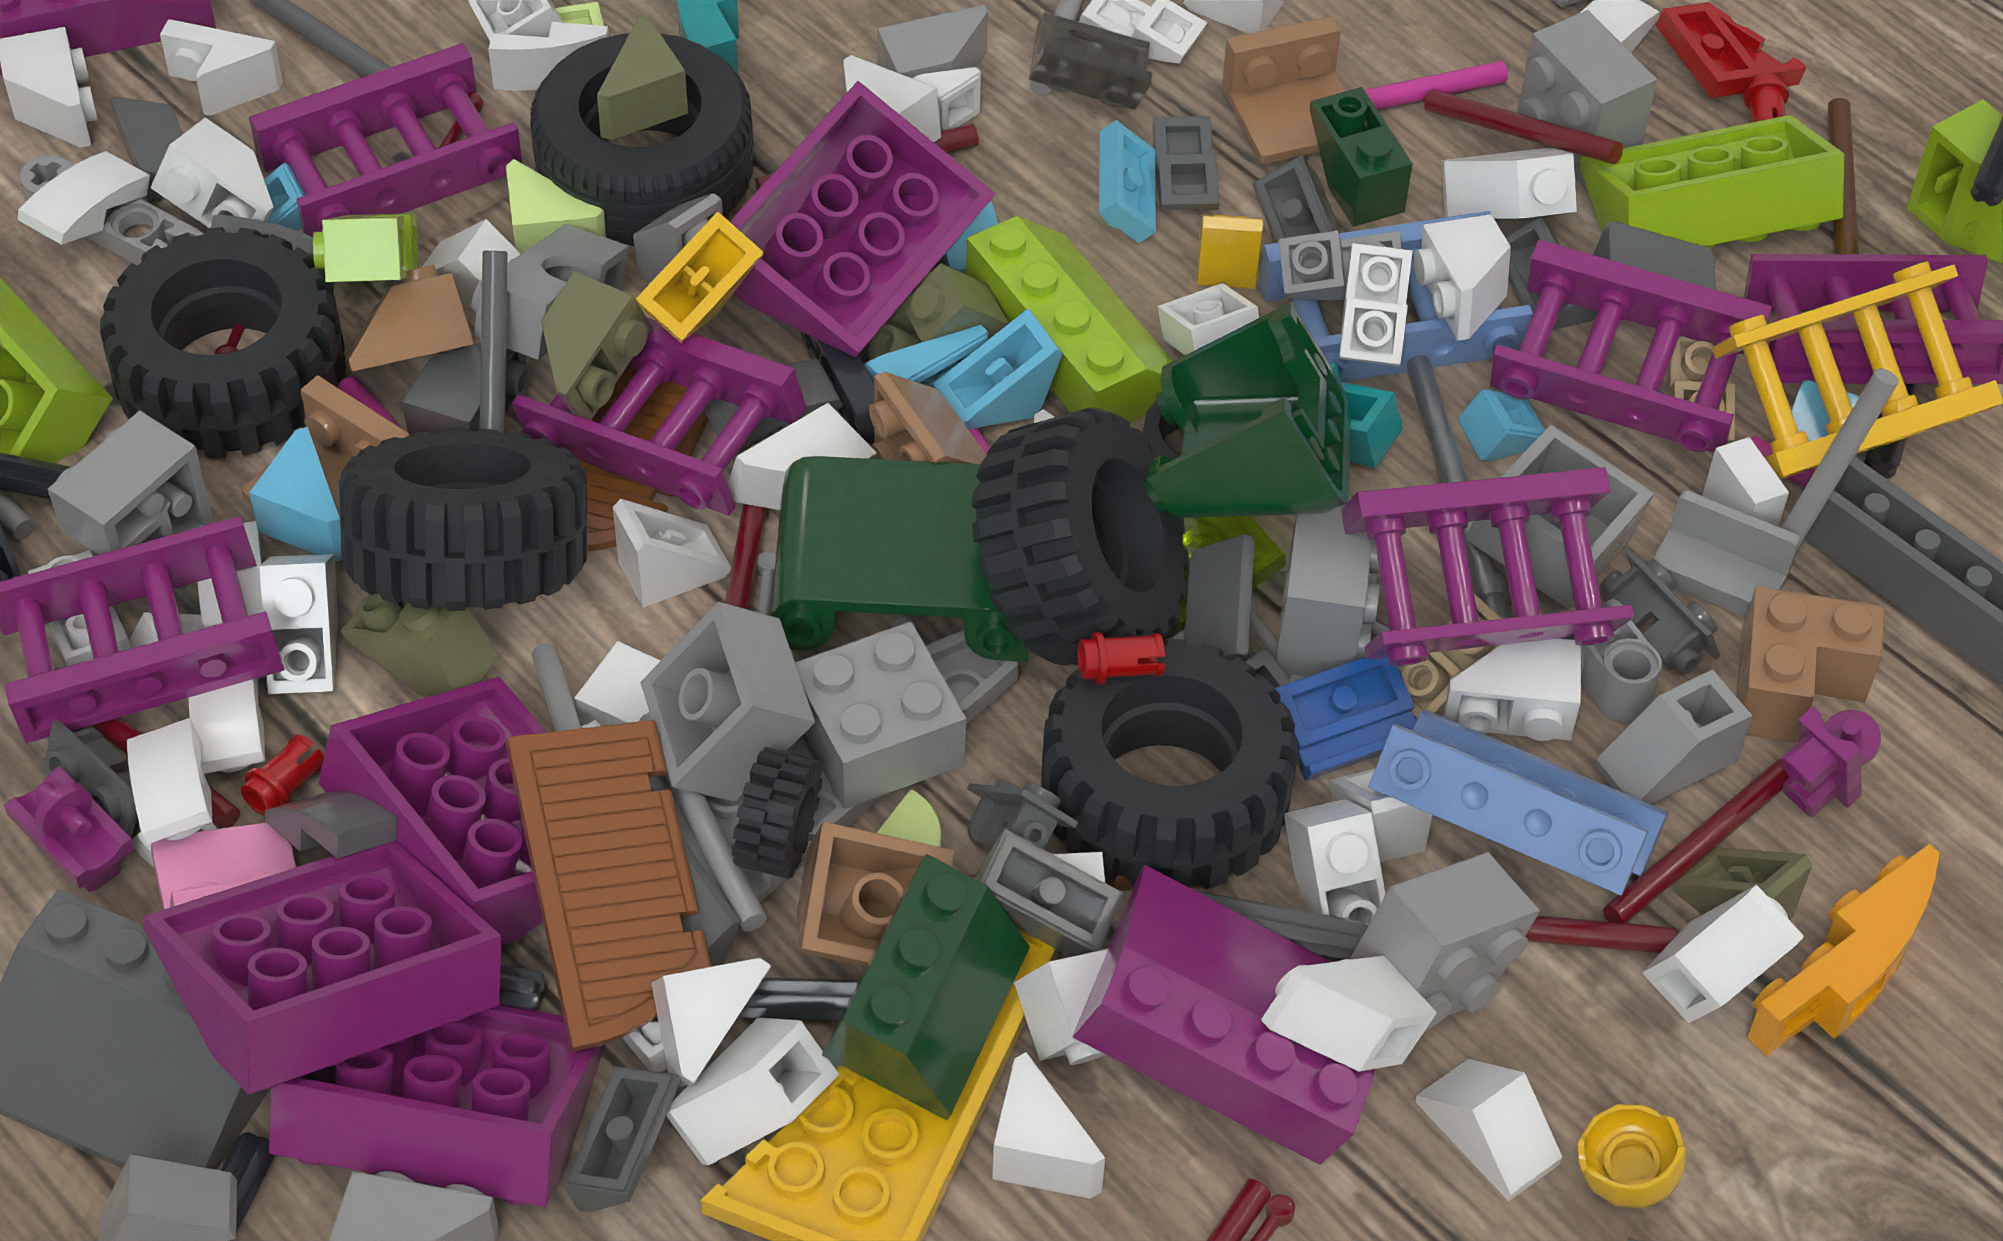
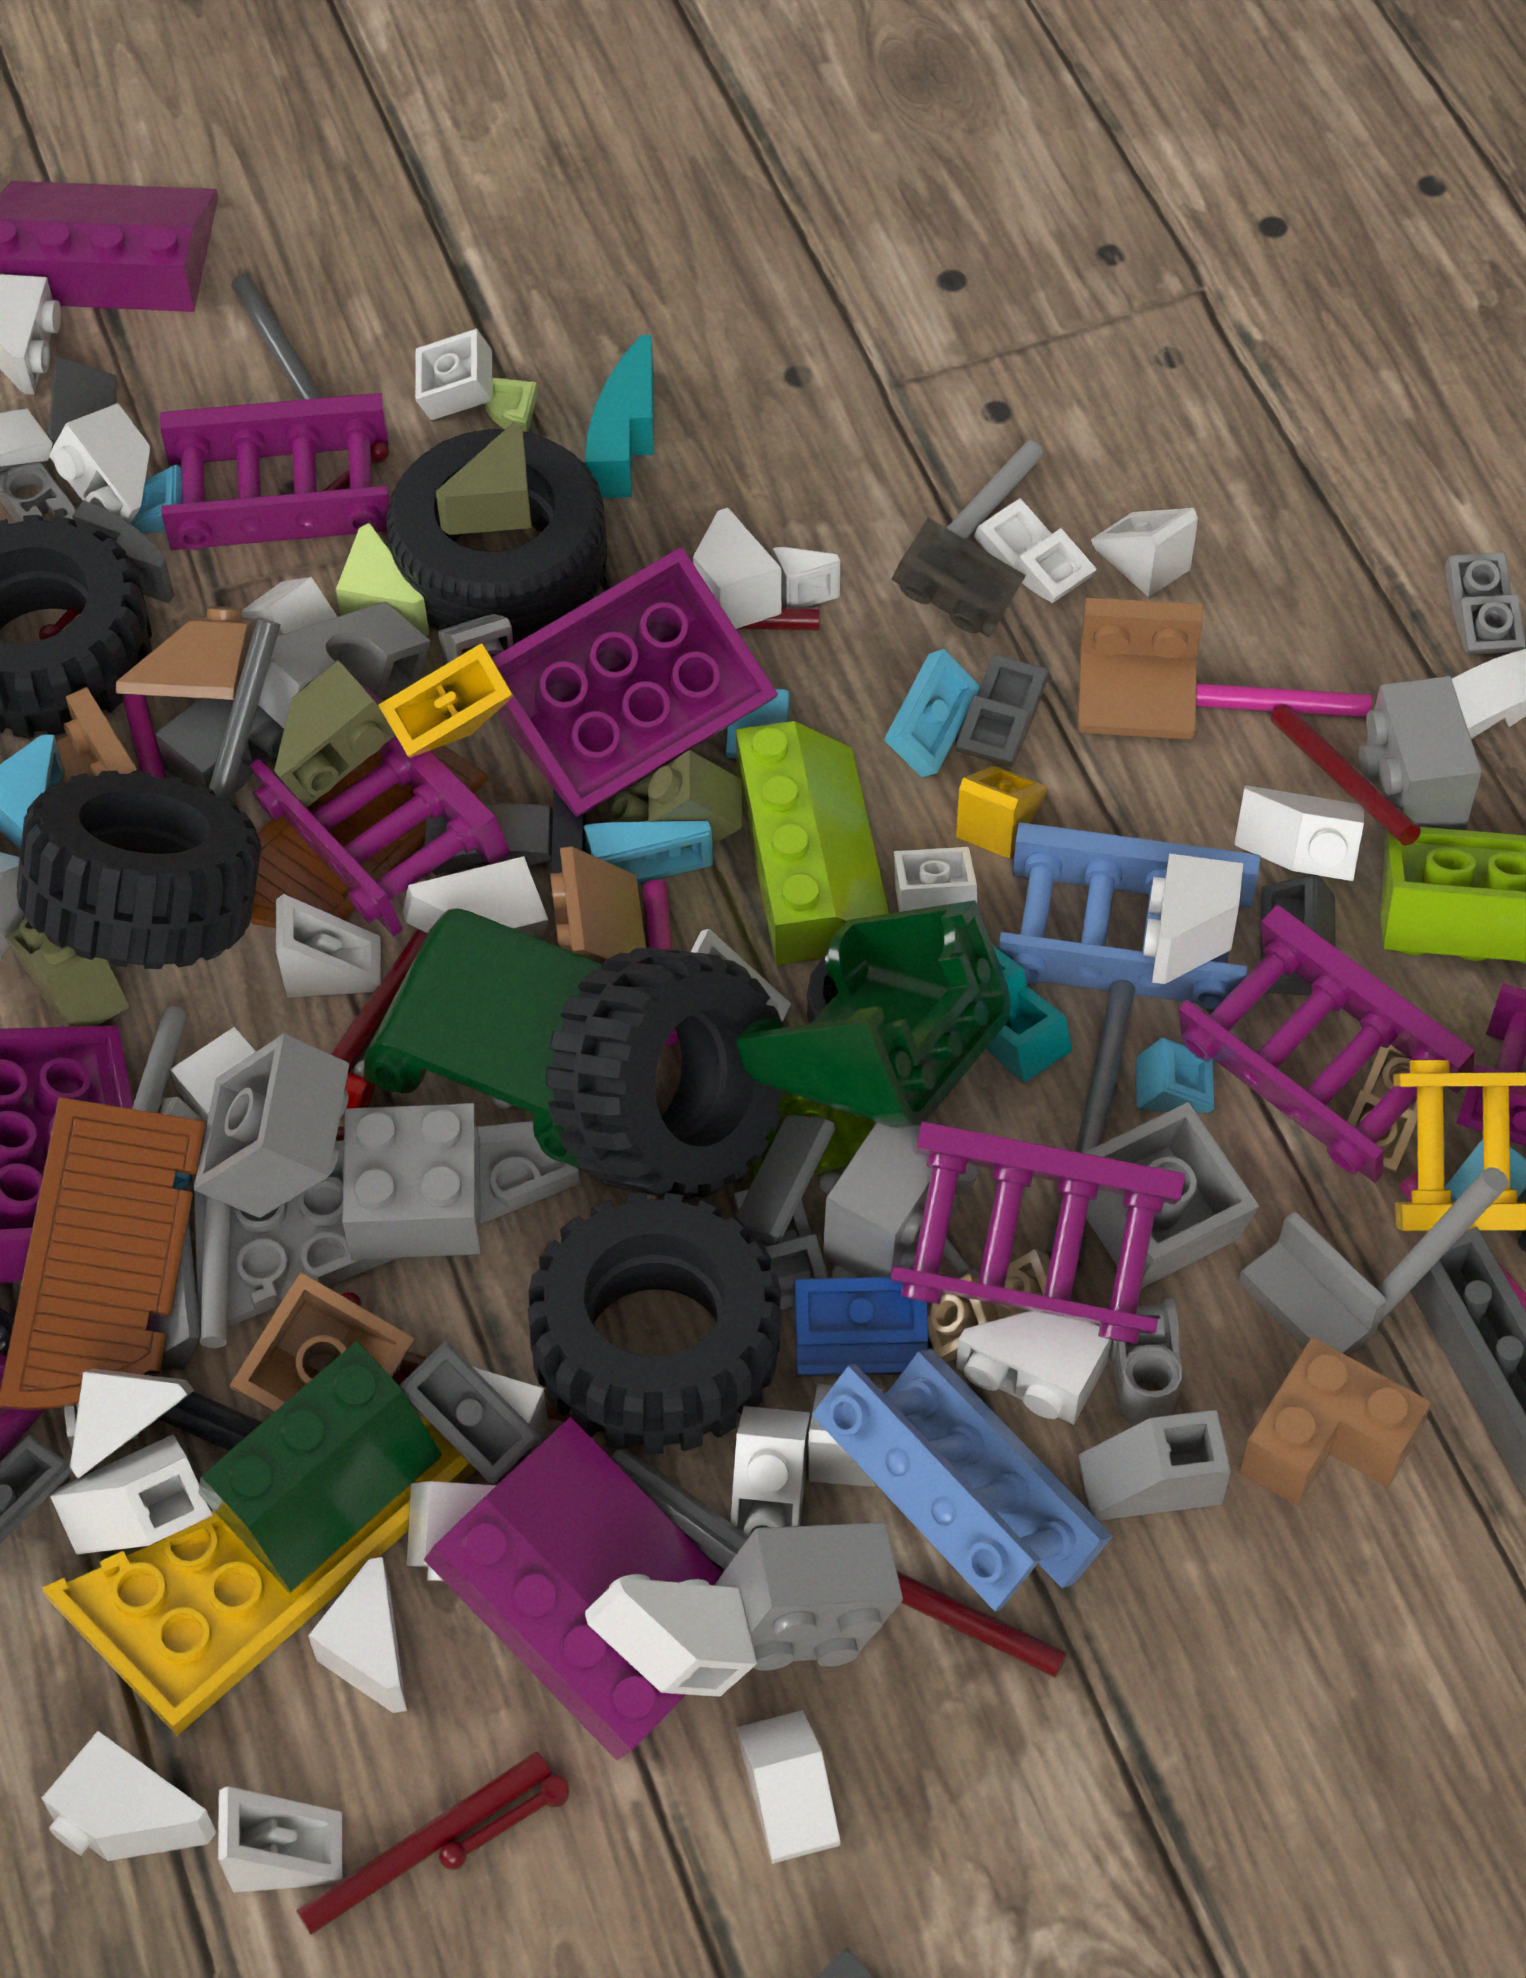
camera: 25 degrees right, 5 degrees up
(225, 64) = (171, 352): white slope -> none
(367, 247) = (190, 575): lime arch -> none
(525, 61) = (435, 420): white slope -> none
(777, 812) = (268, 1247): black tyre -> none
(913, 821) = (408, 1300): yellowish green tile -> none
(934, 42) = (819, 520): light grey slope -> none
(1003, 376) = (706, 879): medium azure slope -> none
(1025, 812) = (490, 1325): dark grey hinge -> none
(1120, 657) = (636, 1206): red pin -> none
(1295, 201) = (1091, 788): dark grey slope -> none
(1318, 263) = (1081, 870): light grey slope -> none
(1360, 157) = (1168, 755): dark green slope -> none
(1375, 304) = (1086, 921): white slope -> none
(1632, 1155) = (896, 1867): yellow hair -> none
(1657, 254) = (1408, 962): dark grey slope -> none
(1679, 628) = (1234, 1350): dark grey hinge -> none
(1696, 845) = (1140, 1575): dark red bar -> none
(1722, 953) = (1079, 1701): white slope -> none
(1732, 871) = (1151, 1643): olive slope -> none
(1746, 482) = (1368, 1228): white piece -> none
(1829, 758) = (1288, 1541): magenta hips -> none
(1857, 959) = (1248, 1741): light orange slope -> none

